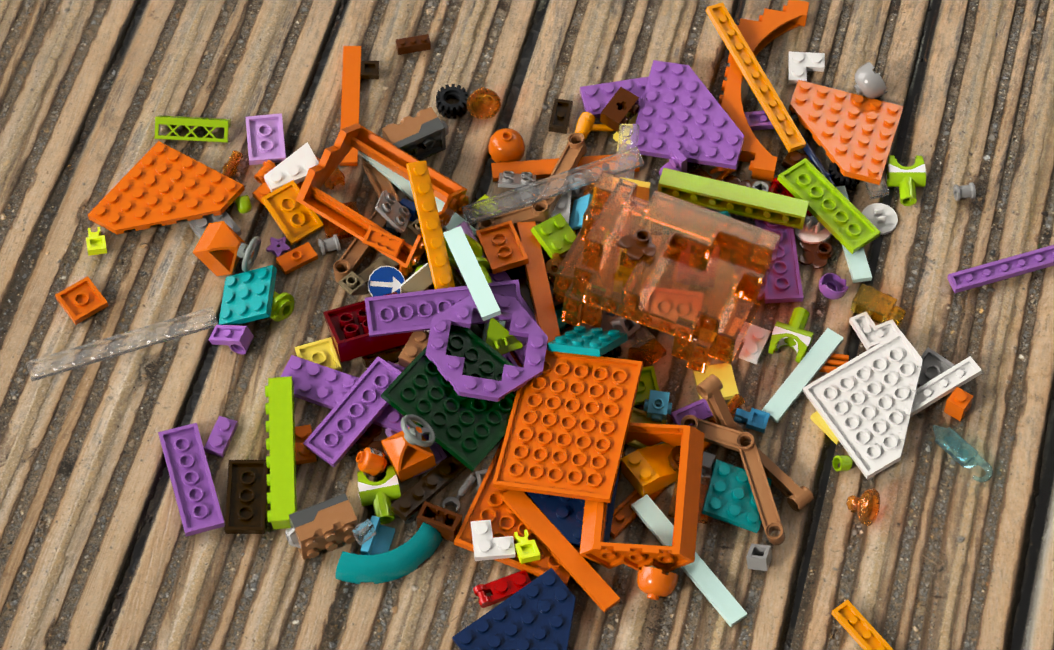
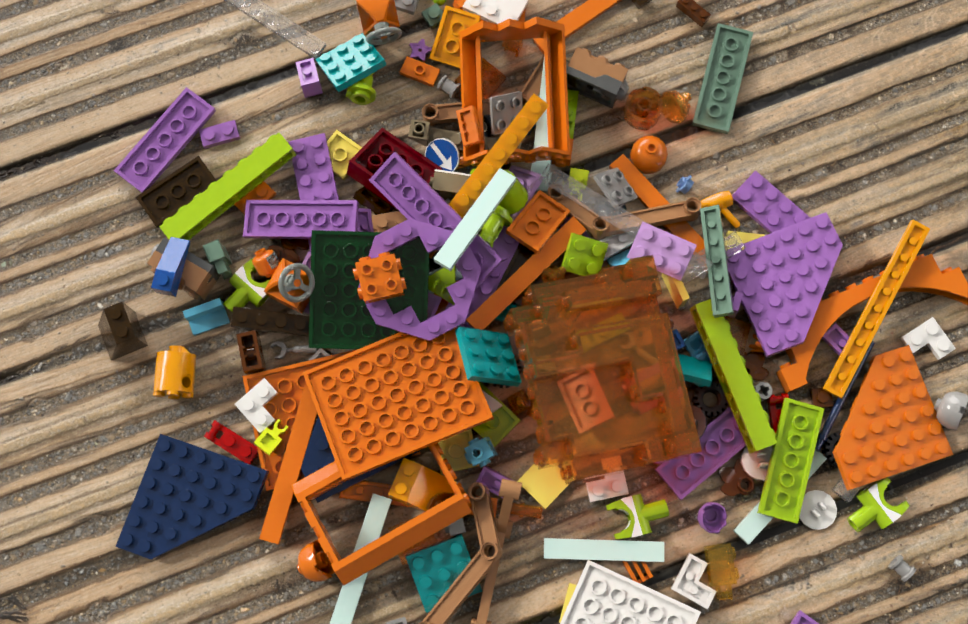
camera: 55 degrees right, 20 degrees up
(256, 219) = (432, 15): none -> sand green plate
(324, 521) = (170, 267): none -> blue slope
(332, 489) = (219, 258): none -> sand green piece
(337, 608) = (121, 330): none -> dark brown slope
(364, 531) = (194, 303): clear plate -> none
(391, 564) = (206, 351): teal brick -> none
(410, 588) = (174, 373): none -> light orange cylinder
(452, 93) = (664, 71): black tyre -> none
(466, 364) = (379, 278): none -> orange brick
(467, 124) = (643, 118): none -> clear orange brick
(486, 60) = (722, 78): none -> sand green plate
(552, 138) = (684, 184): none -> medium blue plate
(560, 116) = (713, 175): dark brown plate -> none
(586, 173) = (669, 251): none -> lavender plate
(619, 109) = (762, 214): reddish brown brick -> none
(638, 245) = (586, 339): reddish brown plate -> none
(649, 152) = (716, 252): none -> sand green plate
(755, 419) = (530, 539): dark azure plate -> none

